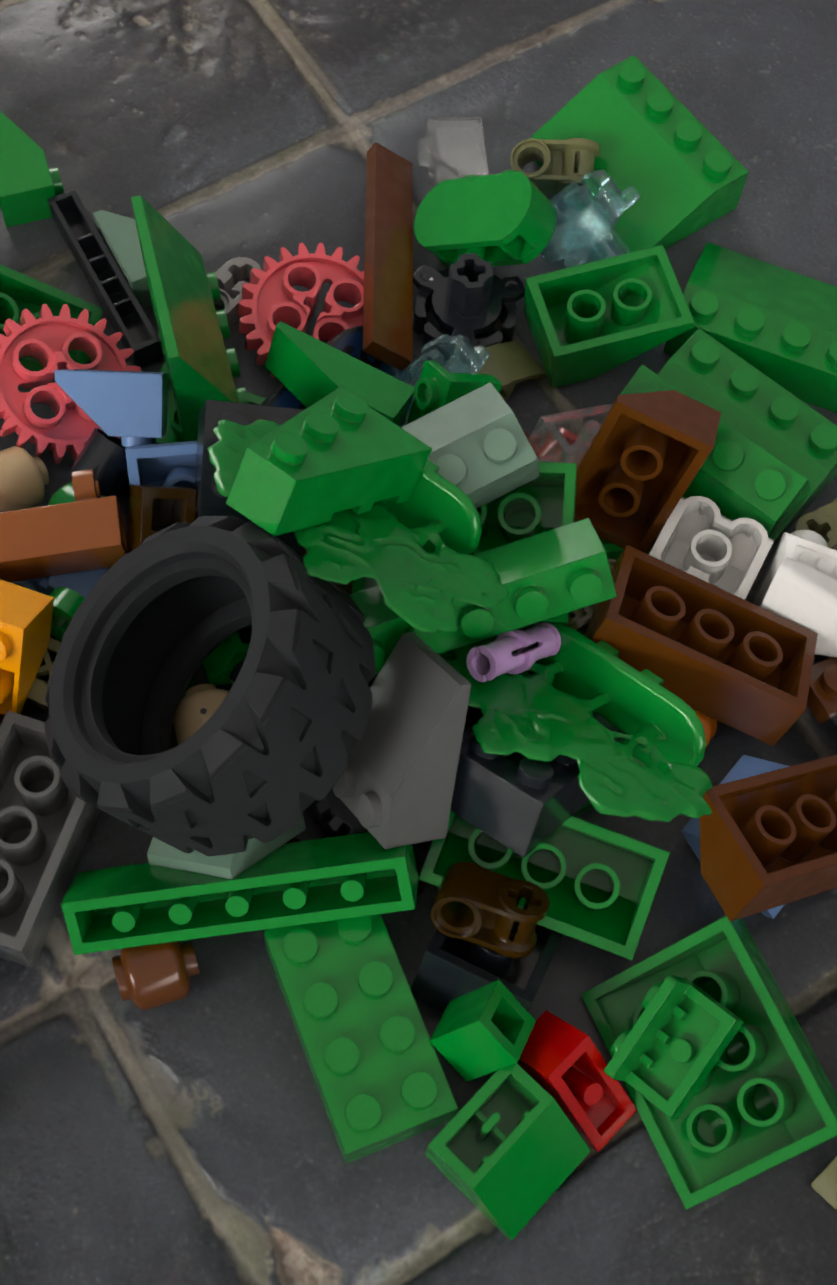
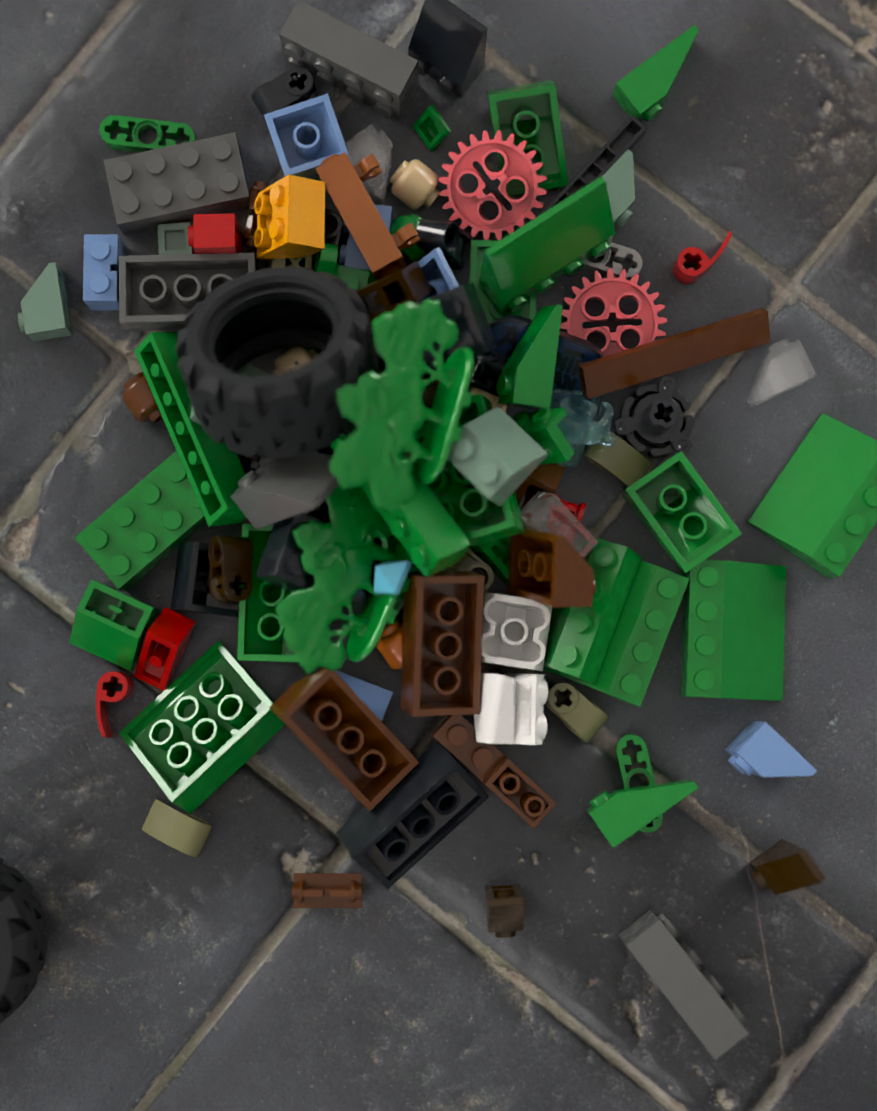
camera: 75 degrees right, 20 degrees up
(121, 402) = (473, 224): medium blue slope -> none
(274, 196) = (699, 258): none -> red panel
(324, 463) = (418, 374): green wedge -> none
(483, 1031) = (163, 588): green brick -> none
(487, 215) = (721, 408): green brick -> none
(496, 657) = (375, 527): lavender pin -> none
(559, 161) = (798, 447): olive piece -> none
(587, 220) = (747, 476): clear light blue piece -> none
(591, 661) = (390, 576): none -> medium azure slope
(620, 1204) = (105, 695): none -> red panel
(672, 1044) = (194, 696): green bracket -> none

